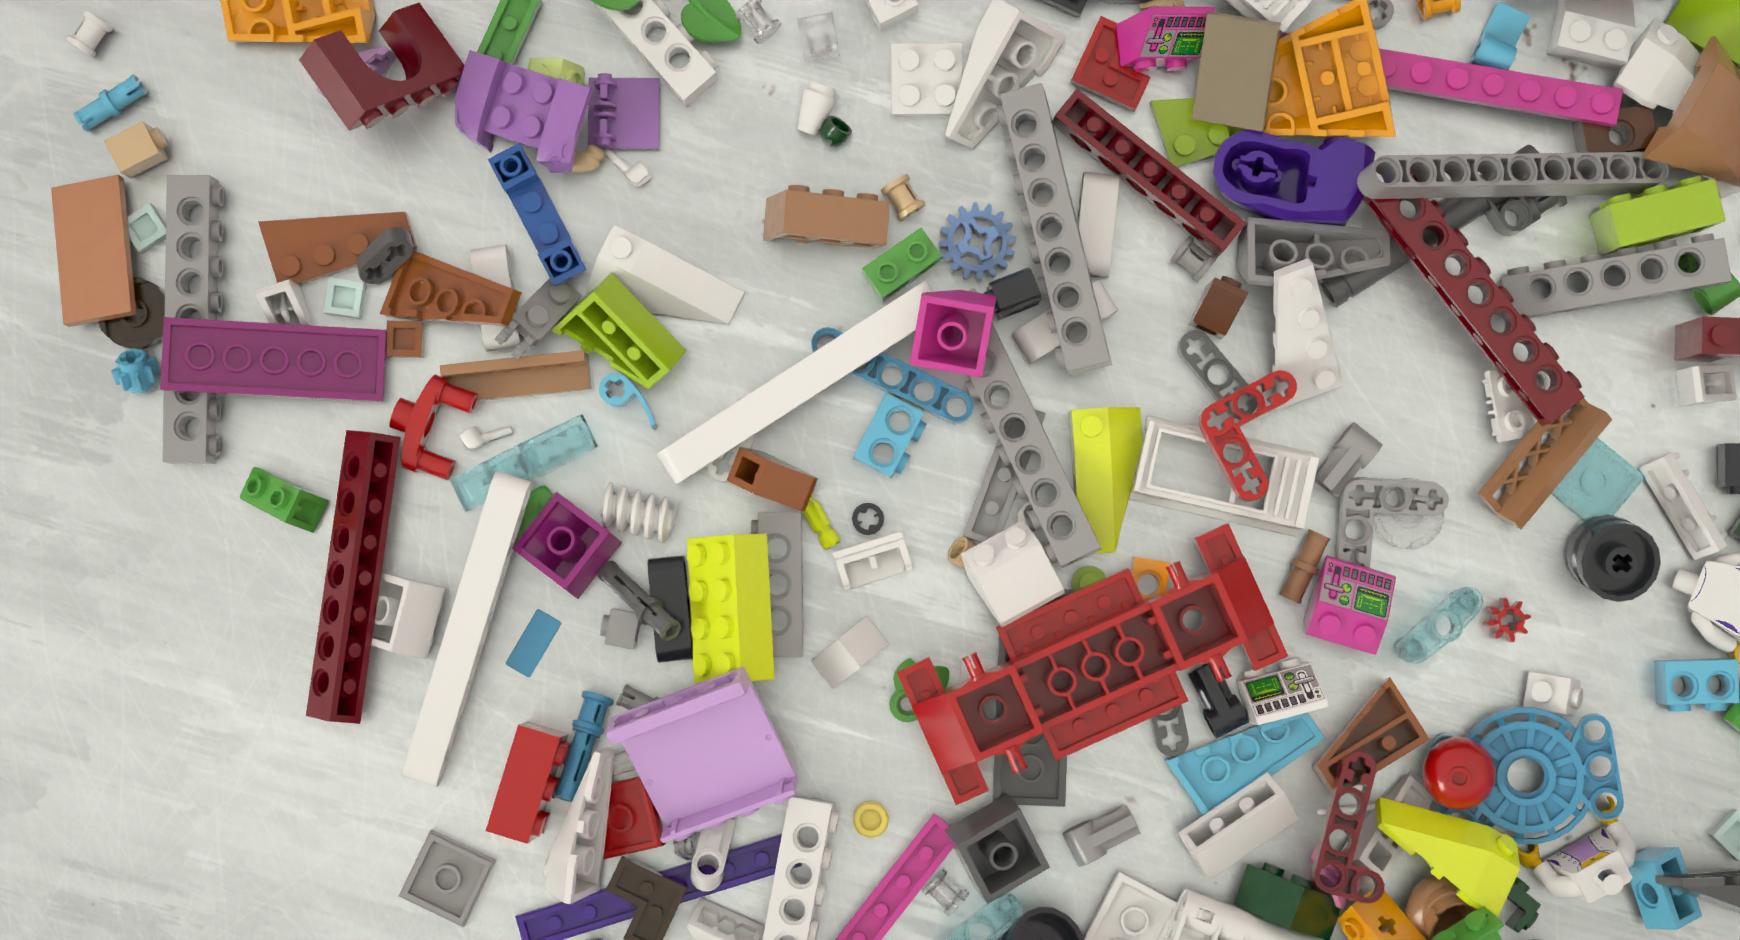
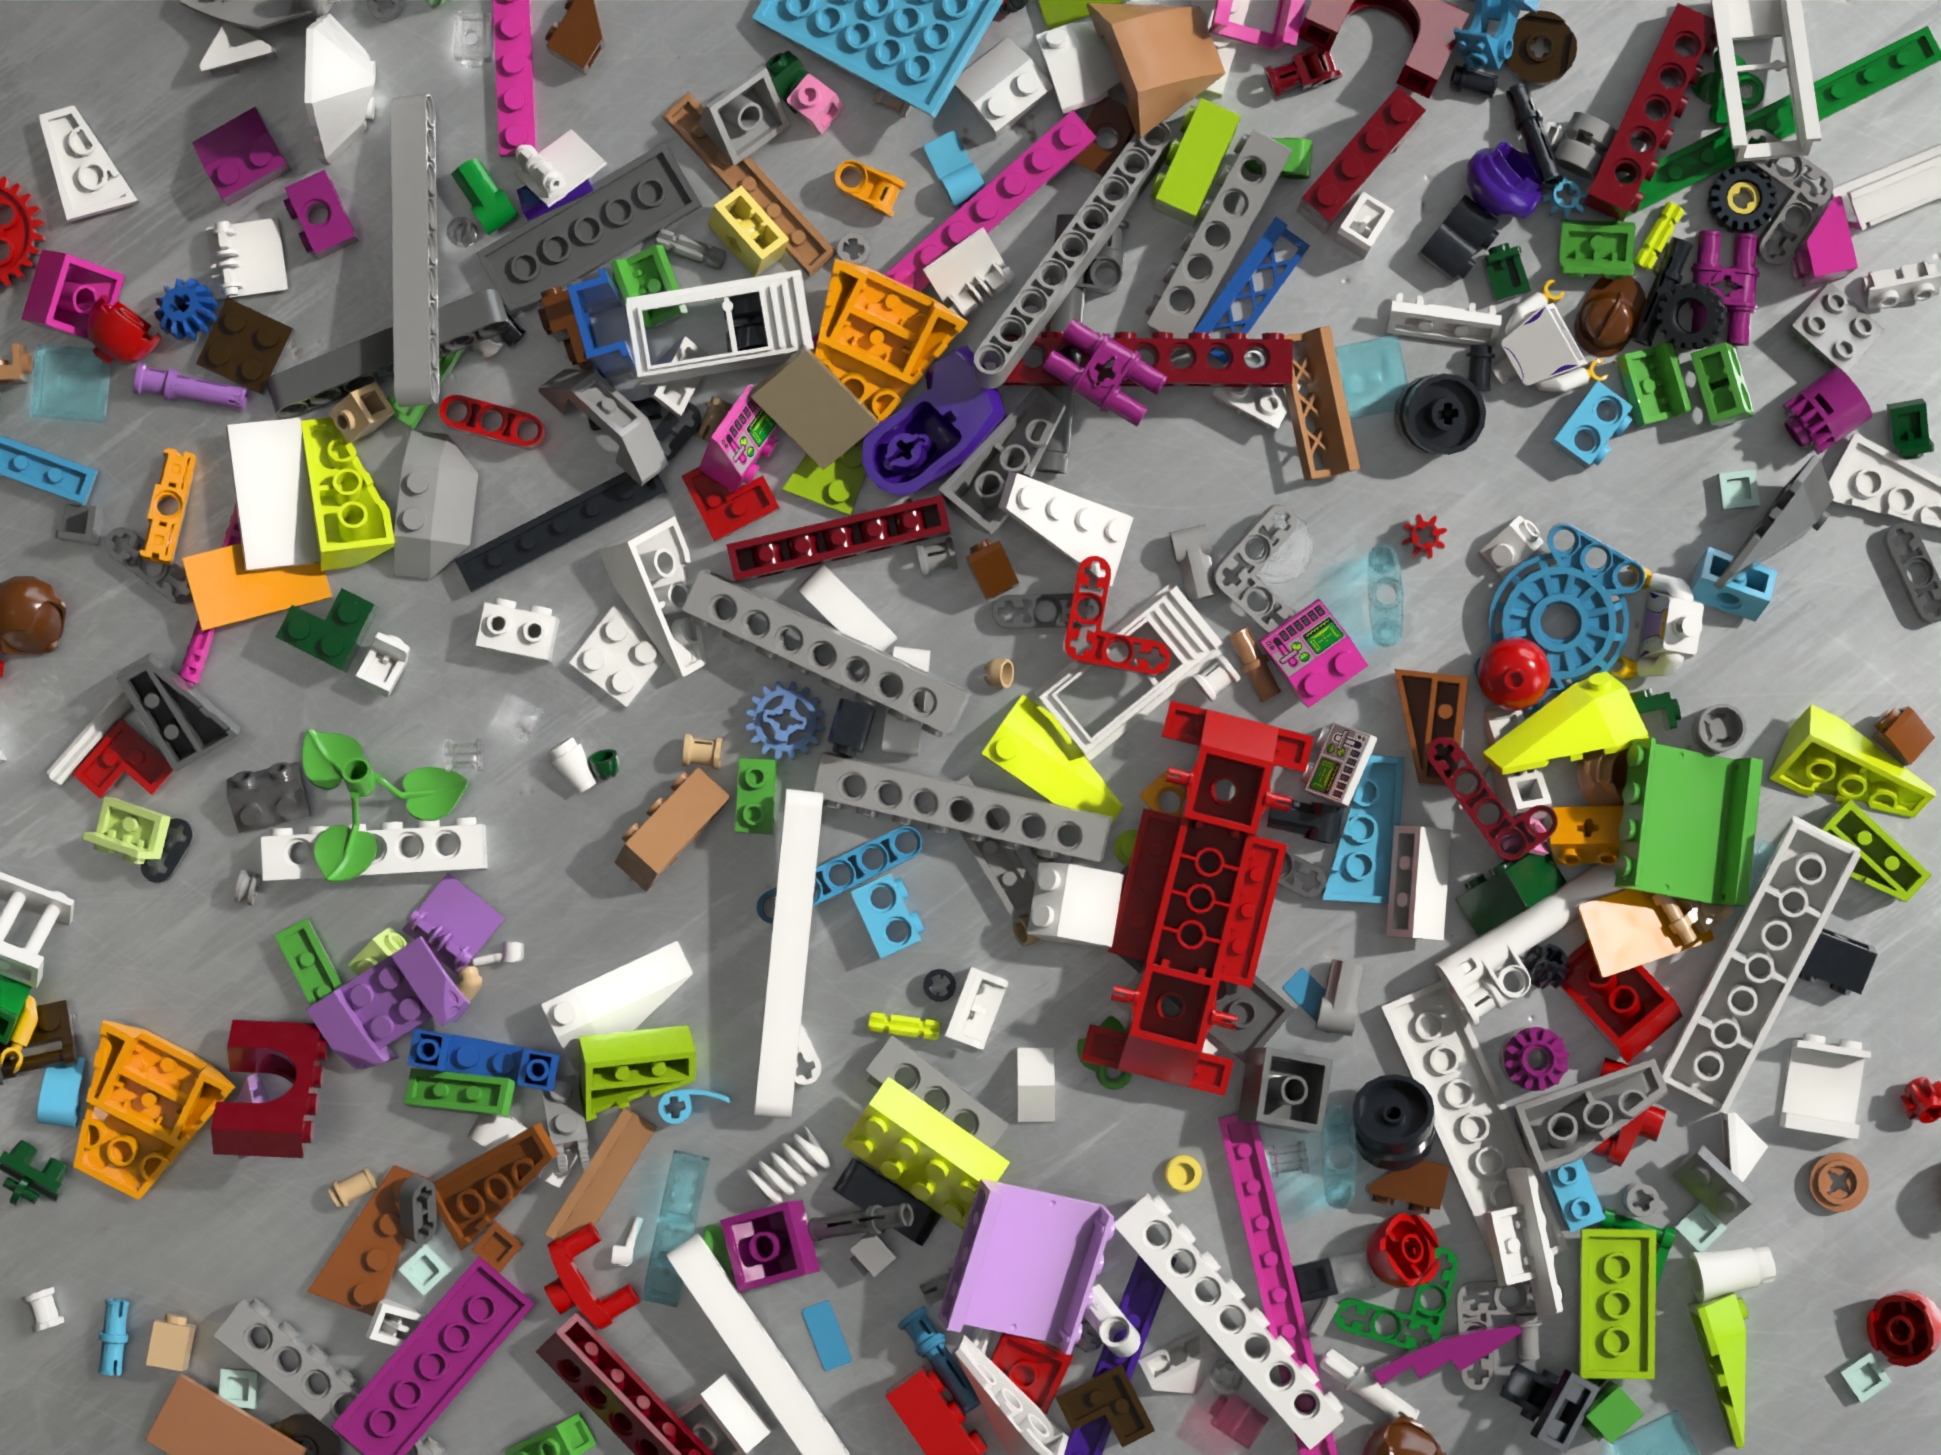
camera: 50 degrees left, 0 degrees up
(363, 194) = (352, 1188): none -> tan pin
(498, 217) = (459, 1092): none -> bright green plate
(772, 478) = (846, 1037): dark orange slope -> none
(953, 331) = (845, 800): dark pink slope -> none
(1083, 804) = (1305, 992): none -> dark azure sticker
(1142, 377) = (999, 673): none -> tan hinge
(1270, 545) = (1216, 678): none -> white bush
(1431, 111) = (969, 274): none -> white hinge
(1458, 257) = (1108, 393): none -> magenta pin
(1599, 323) = (1244, 276): none -> blue fence
(1674, 558) = (1480, 366): none -> black pin

